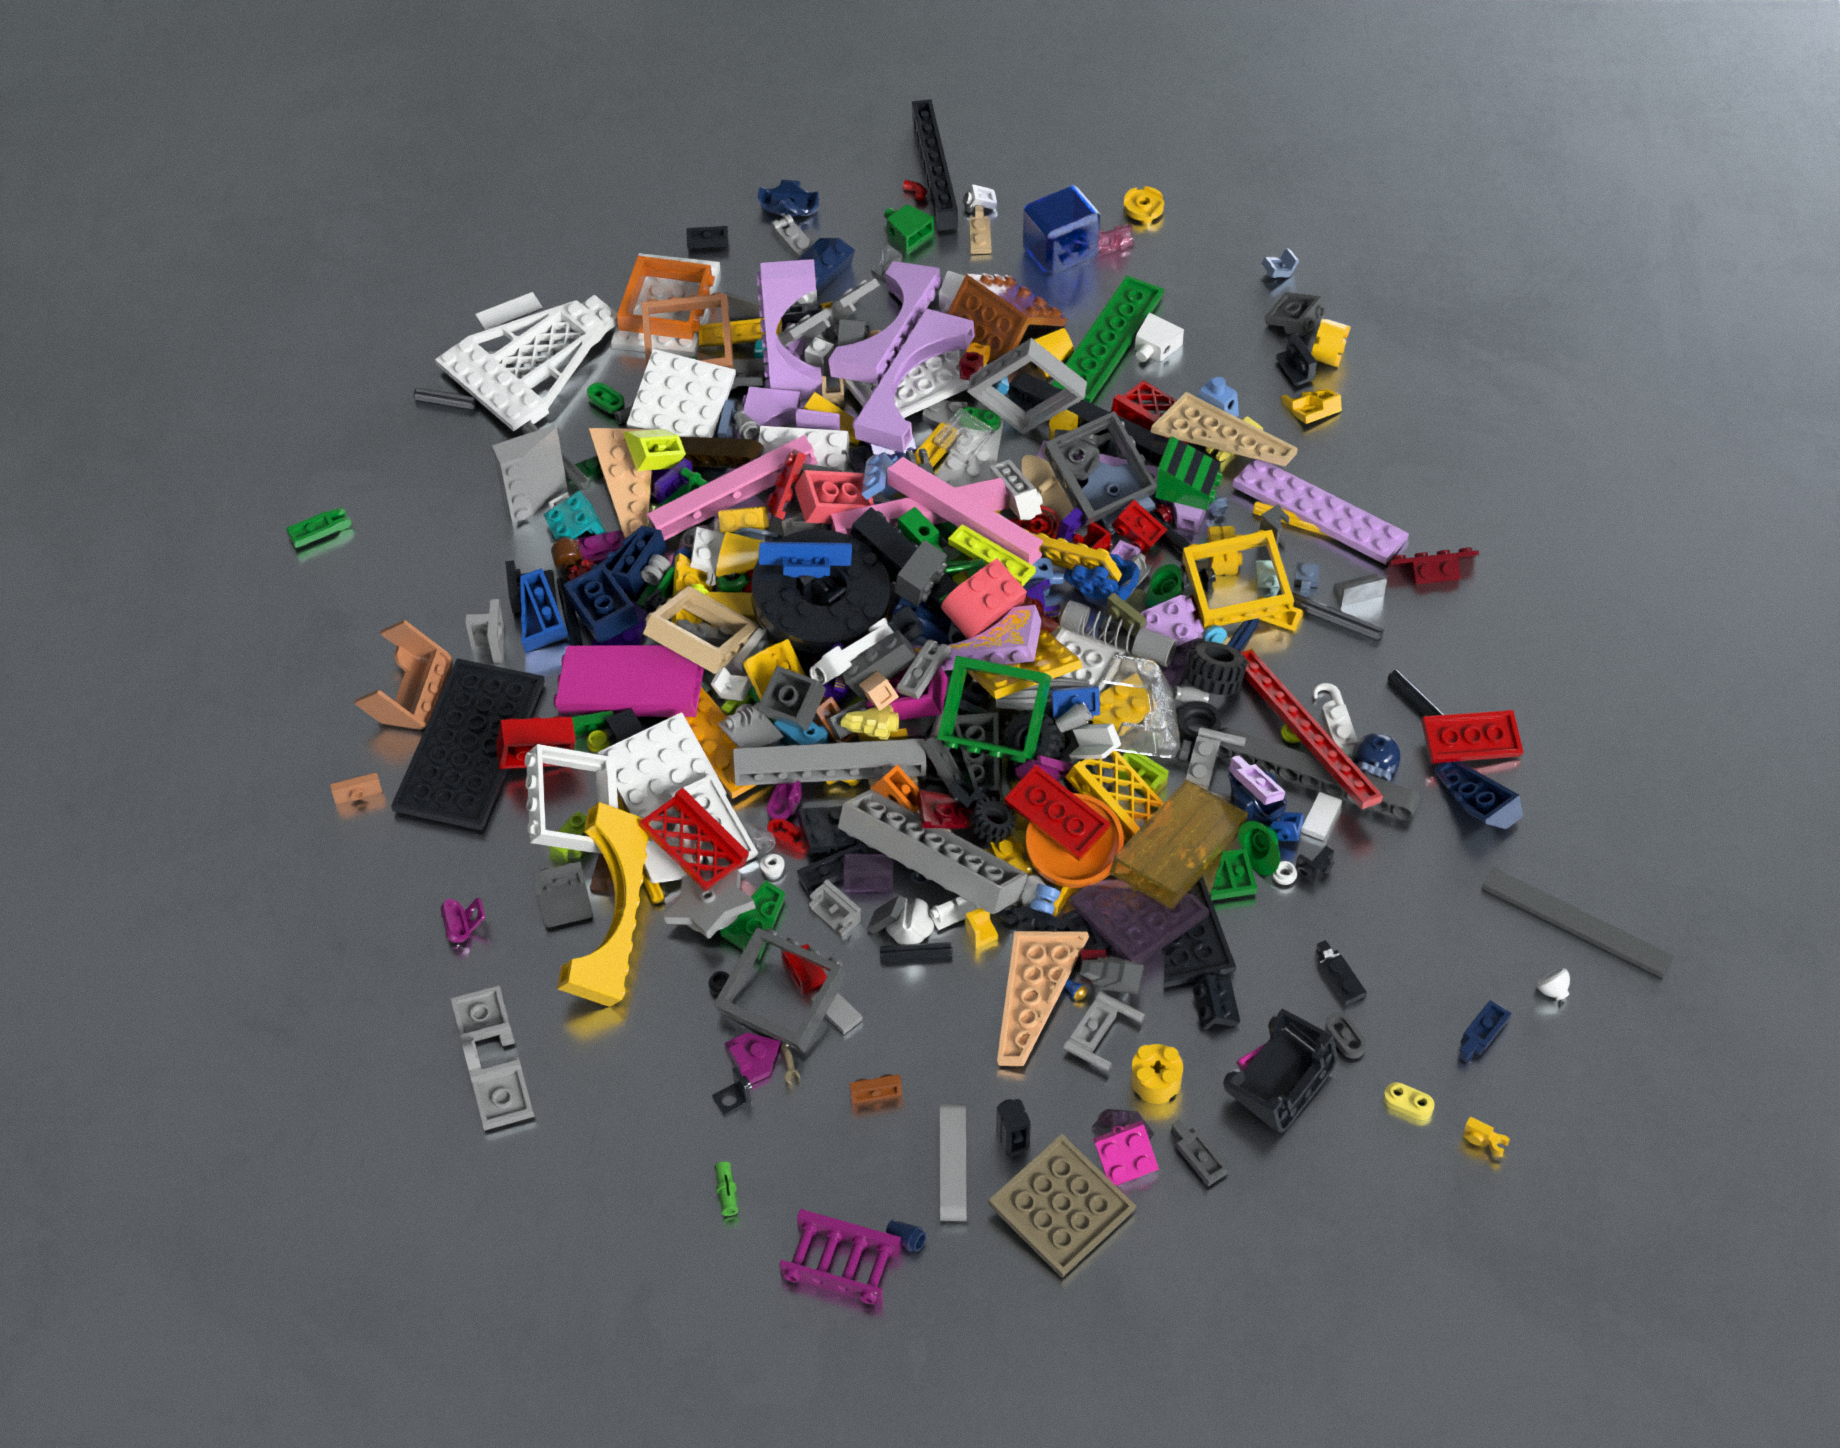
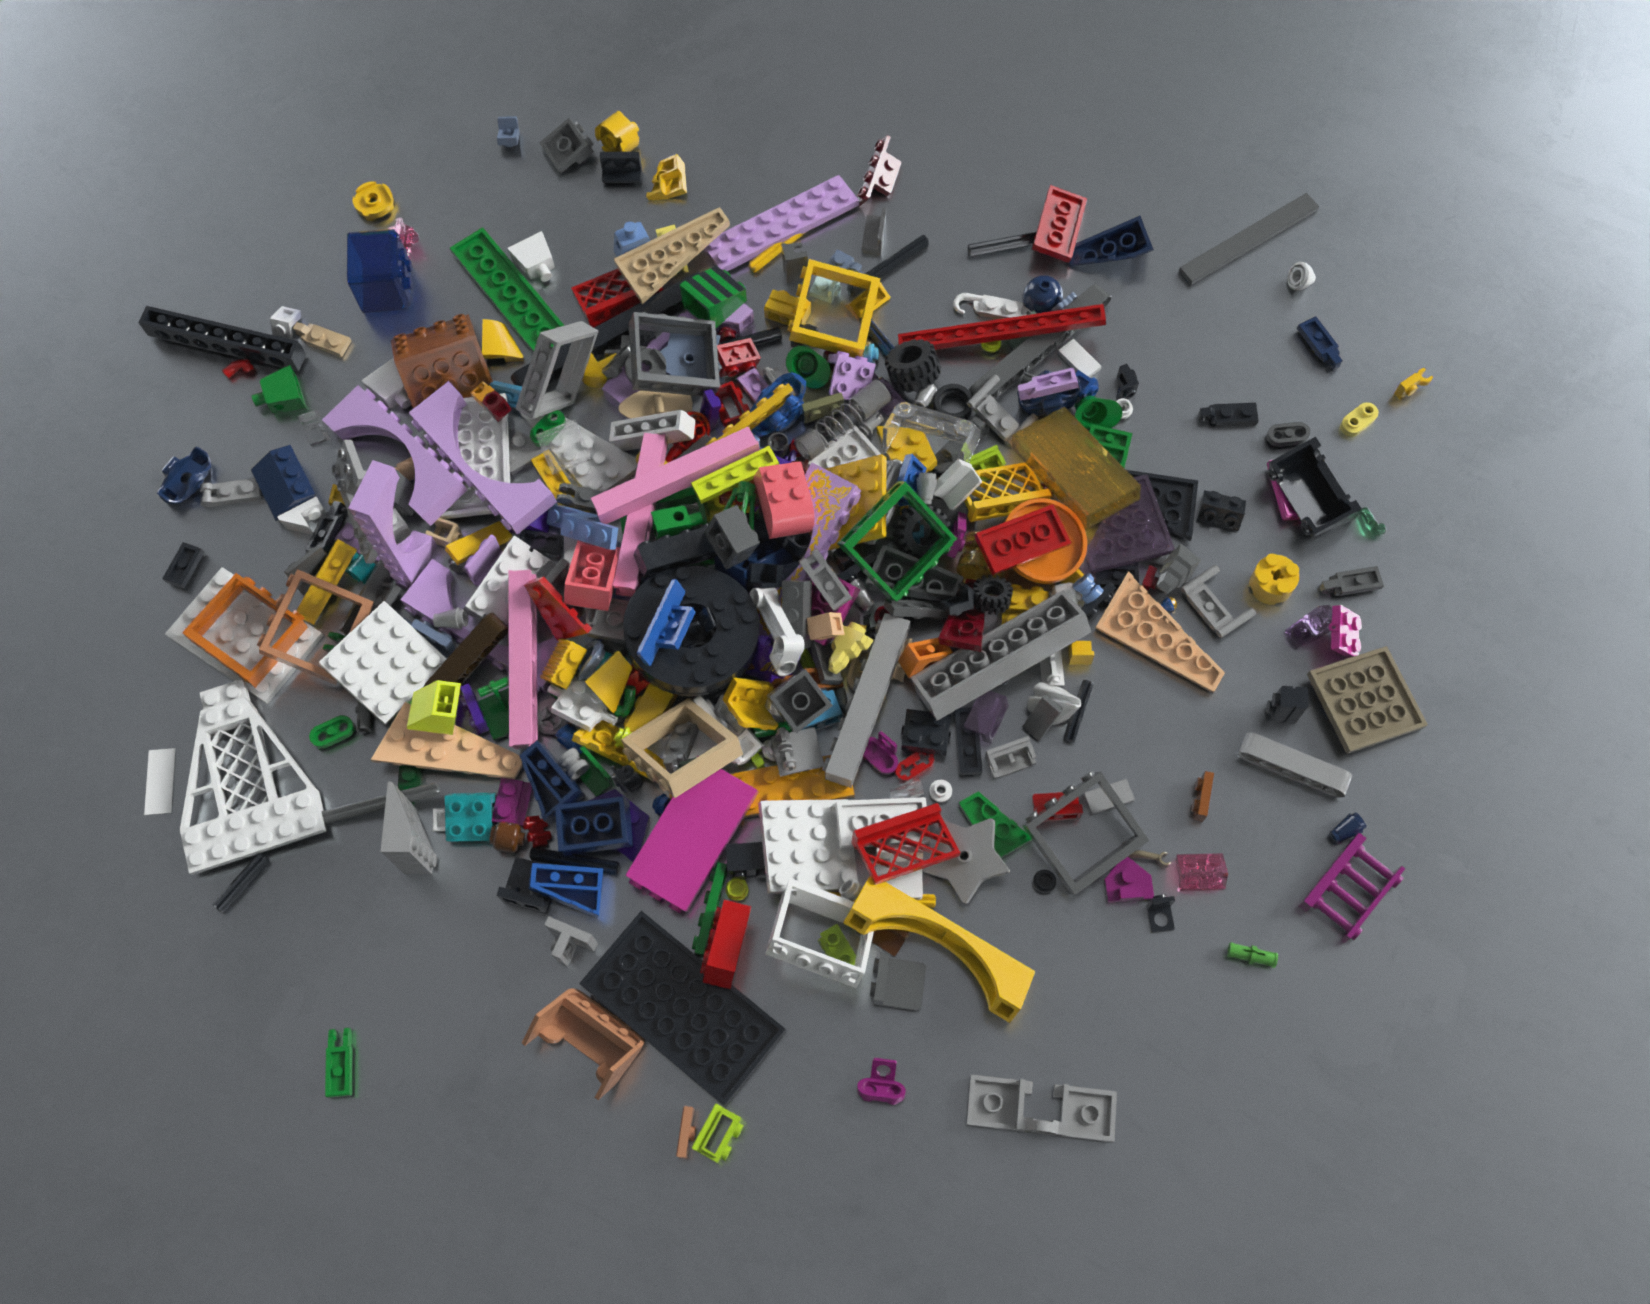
camera: 65 degrees left, 15 degrees up
(364, 820) = (707, 1130): none -> lime window
(794, 1114) = (1201, 871): none -> clear pink bracket
(1063, 595) = (779, 444): none -> dark grey wheel
(1282, 1146) = (1371, 523): none -> clear green arm

